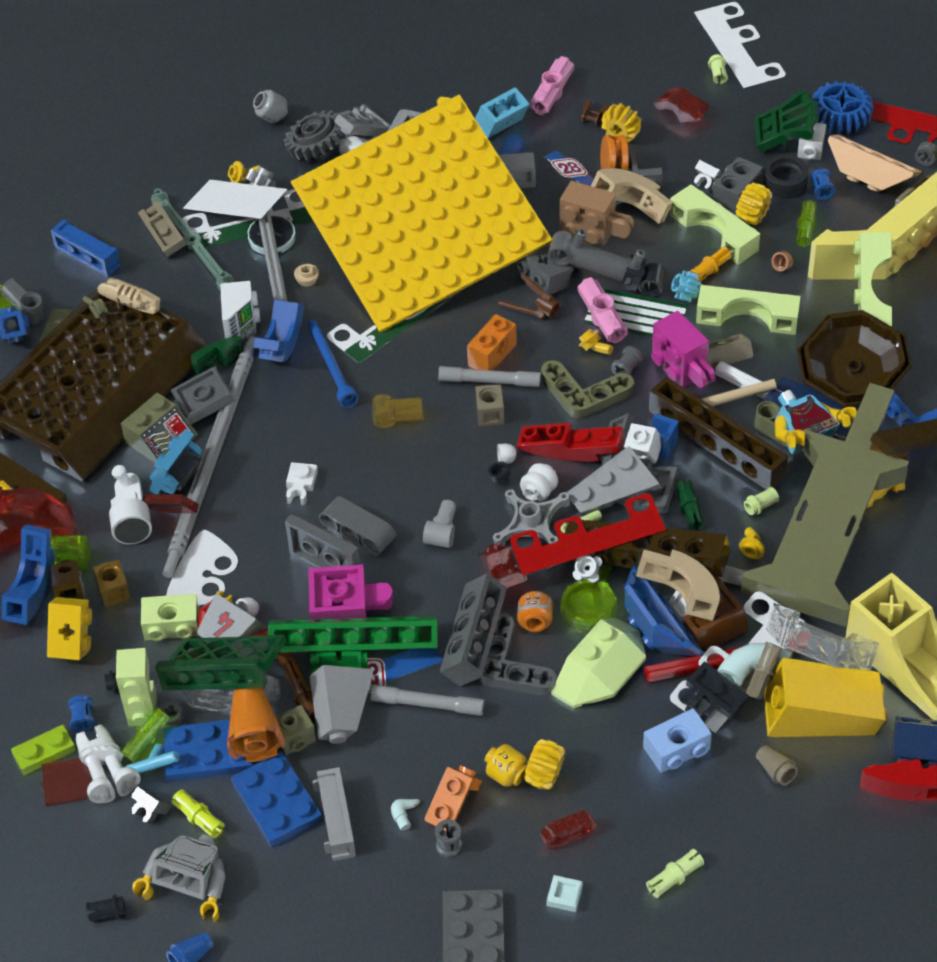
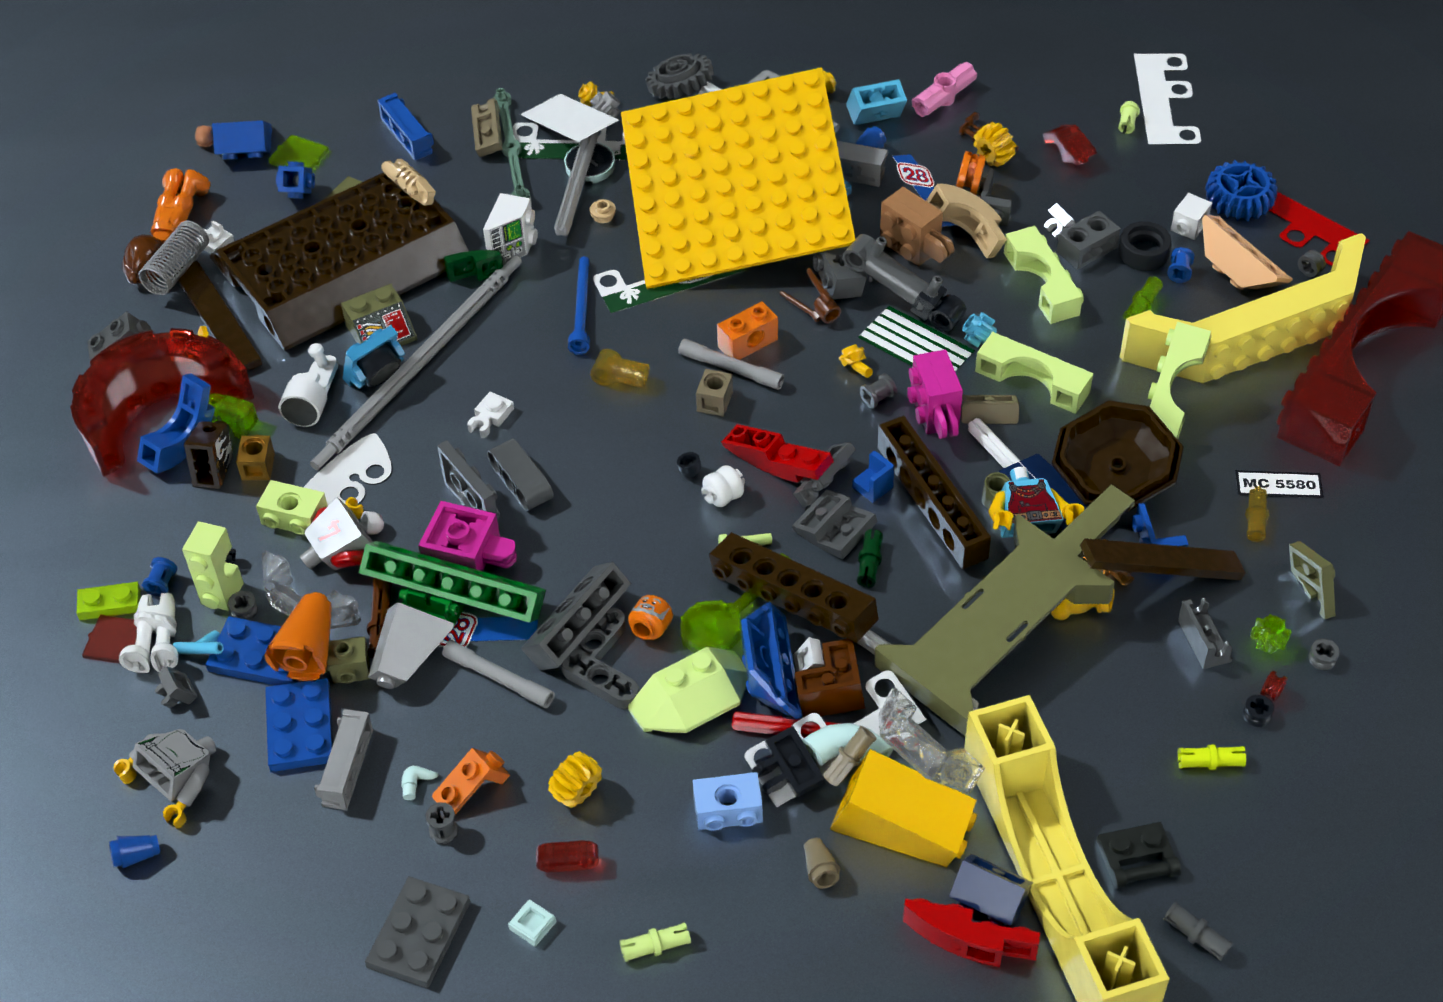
camera: 20 degrees right, 0 degrees up
(24, 300) = (320, 161): dark grey piece -> none
(61, 640) = (185, 488): yellow brick -> none
(97, 306) = (373, 183): olive hand -> none
(108, 908) = (88, 778): black pin -> none
(145, 735) = (205, 617): clear neon green pin -> none
(170, 503) = (348, 396): clear red tile -> none
(198, 813) = (216, 713): neon yellow pin -> none
(202, 395) = (438, 300): dark grey tile -> none
(227, 672) = (301, 568): dark green fence -> none
(270, 106) = (651, 36): light grey head -> none
(282, 332) = (547, 261): blue arch -> none
(361, 122) = (725, 74): light grey wing -> none
(441, 530) = (600, 505): light grey pin -> none
(501, 565) = (643, 560): clear red slope -> none
(506, 453) = (707, 446): white hinge -> none
(506, 765) = (536, 766): yellow head -> none
(531, 517) = (697, 522): light grey piece -> none
(585, 397) = (819, 413): olive beam -> none
(585, 543) = (735, 562): red piece -> none
(592, 573) = (718, 584): white plate -> none
(602, 310) = (879, 329): bright pink piece -> none
(614, 481) = (798, 508): light grey wing -> none
(644, 442) = (848, 477): white brick -> none
(686, 577) = (811, 627): tan arch -> none
(711, 264) = (1018, 315): light orange axle -> none
(741, 392) = (979, 456): tan bar -> none
(751, 544) = (912, 619): yellow plate -> none
(753, 203) = (1092, 264): yellow gear -> none
(757, 503) = (944, 577): yellowish green pin -> none
(779, 259) = (1097, 332): nougat hinge -> none
(785, 120) = (1171, 189): dark green plate -> none

